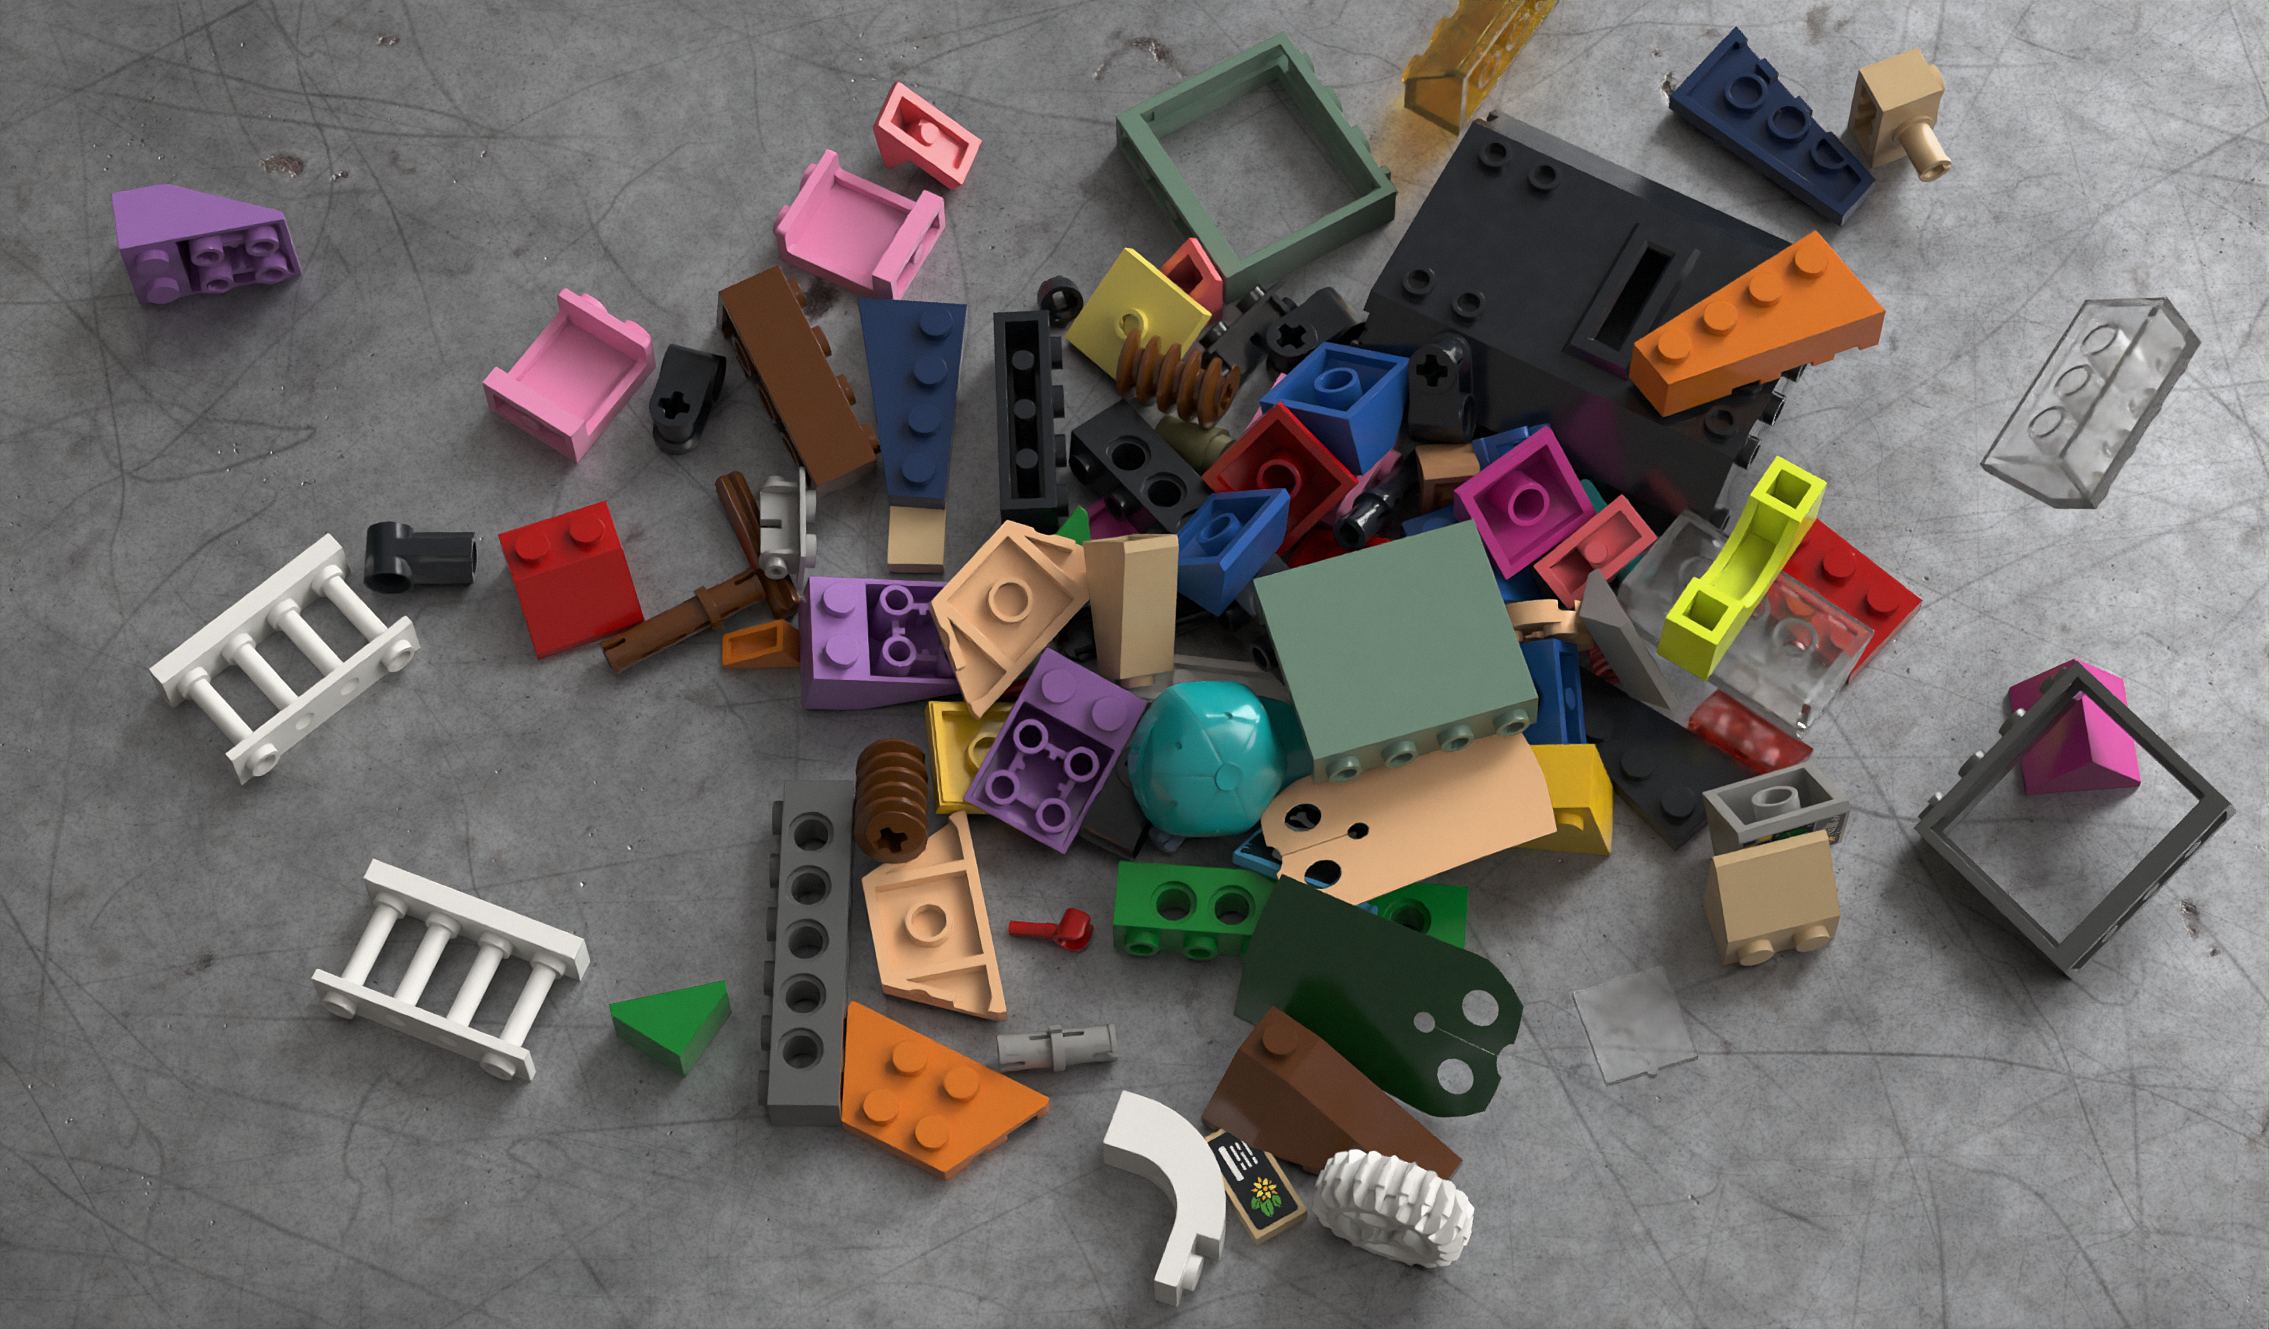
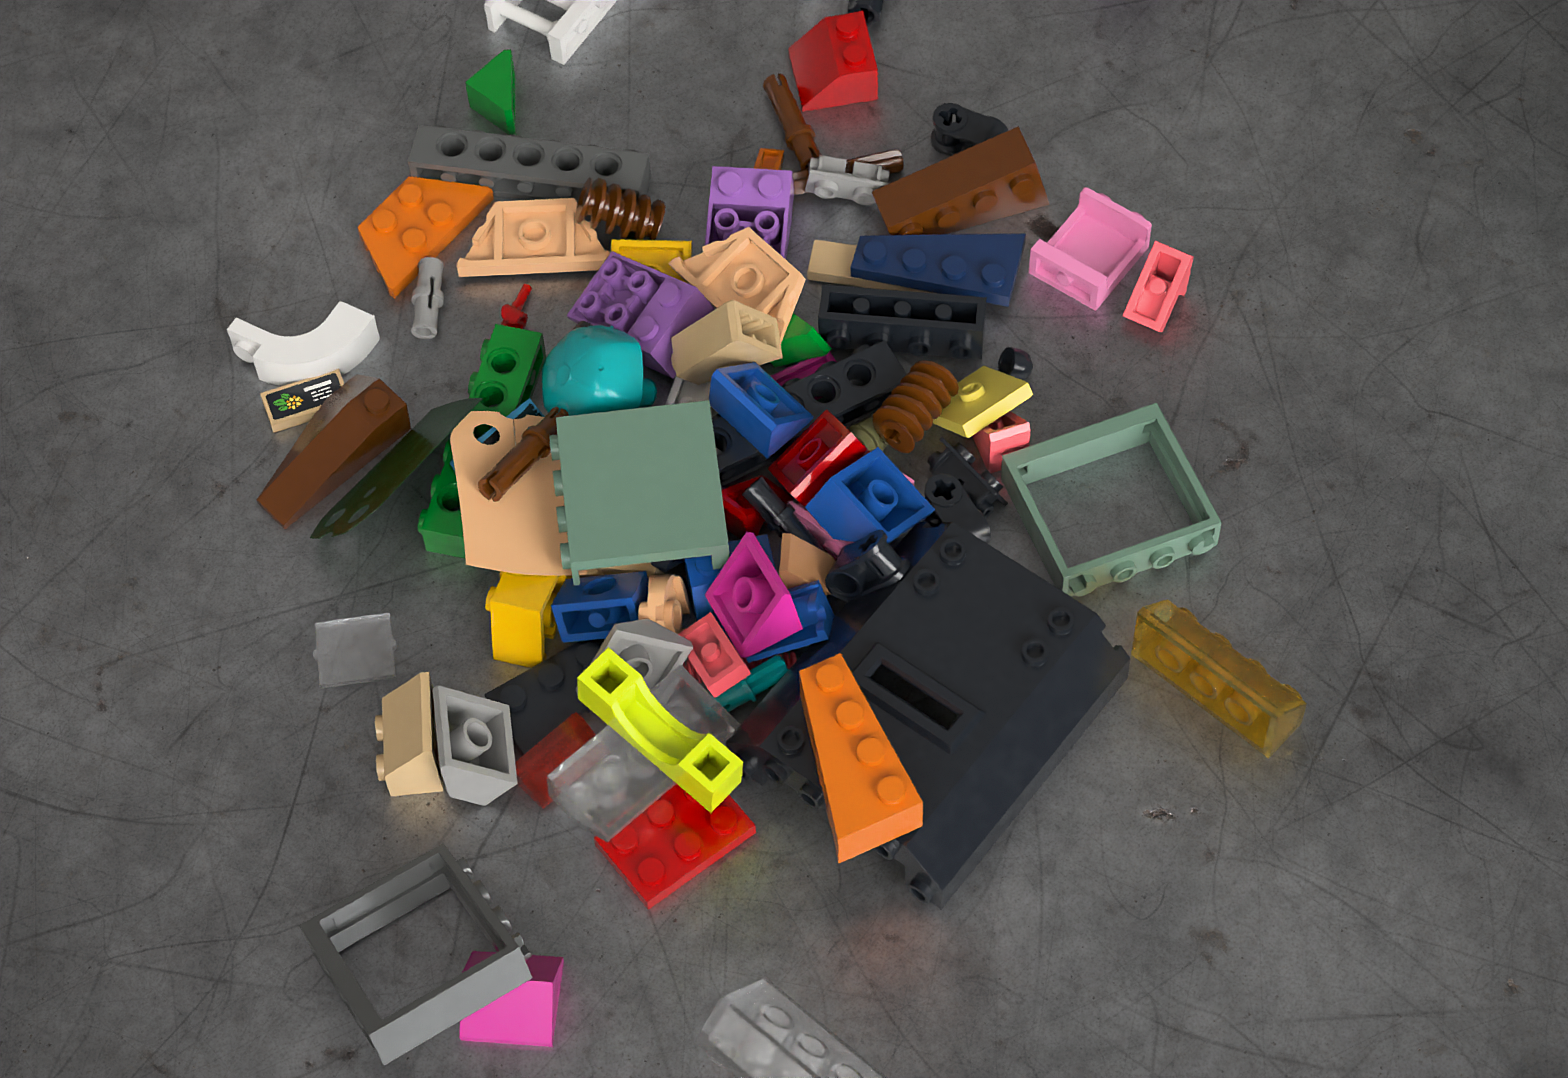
camera: 100 degrees right, 5 degrees down
(573, 376) = (993, 76): bright pink panel -> none
(1332, 805) = (532, 447): none -> reddish brown pin
(1393, 1208) = (241, 457): white gear -> none
(1759, 120) = (1104, 871): dark blue wing -> none
(1897, 113) = (1089, 958): tan brick -> none

